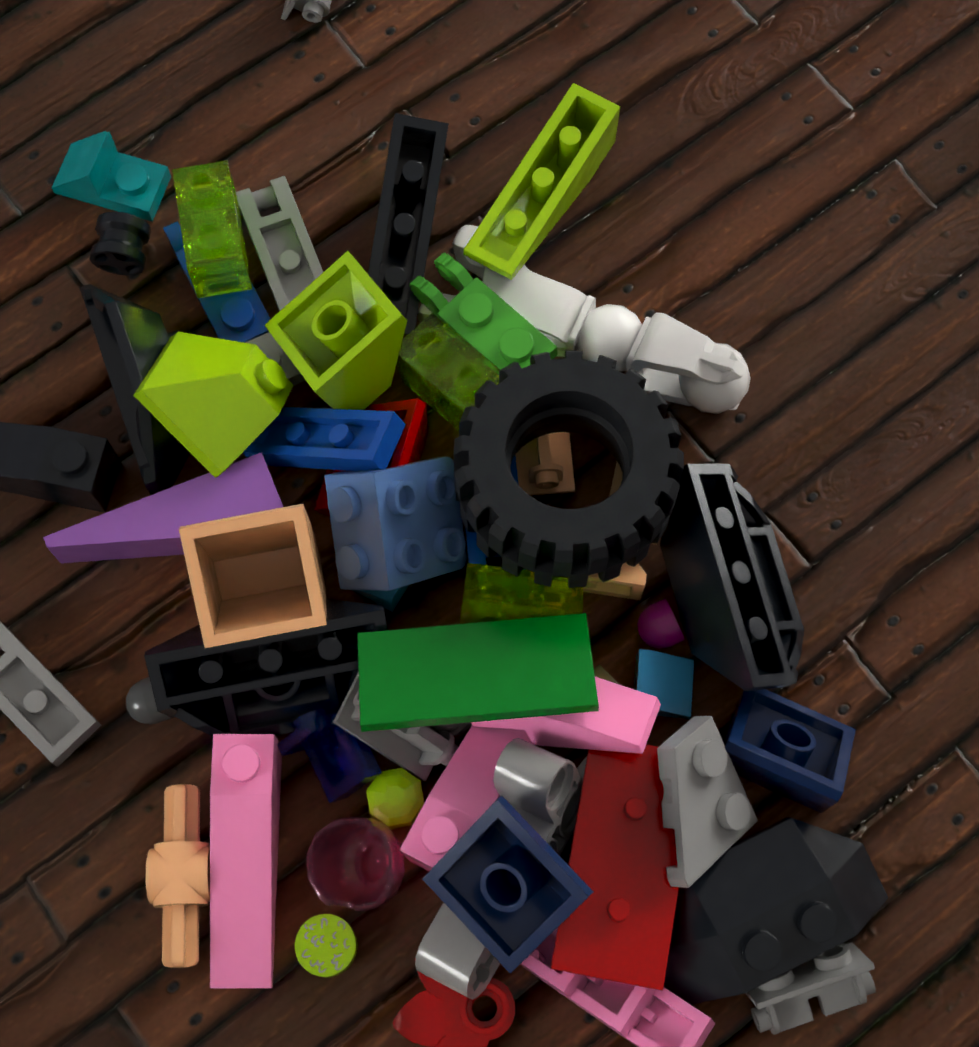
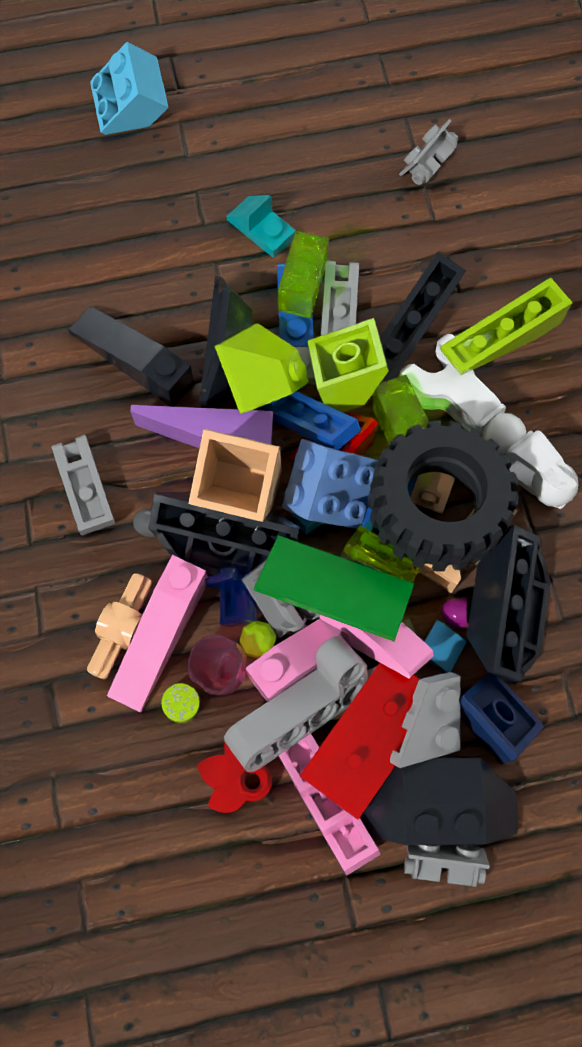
camera: 25 degrees right, 0 degrees up
(120, 243) = (249, 262): black wheel -> none
(482, 317) = (433, 388): bright green hinge -> none
(507, 884) = (295, 715): dark blue slope -> none

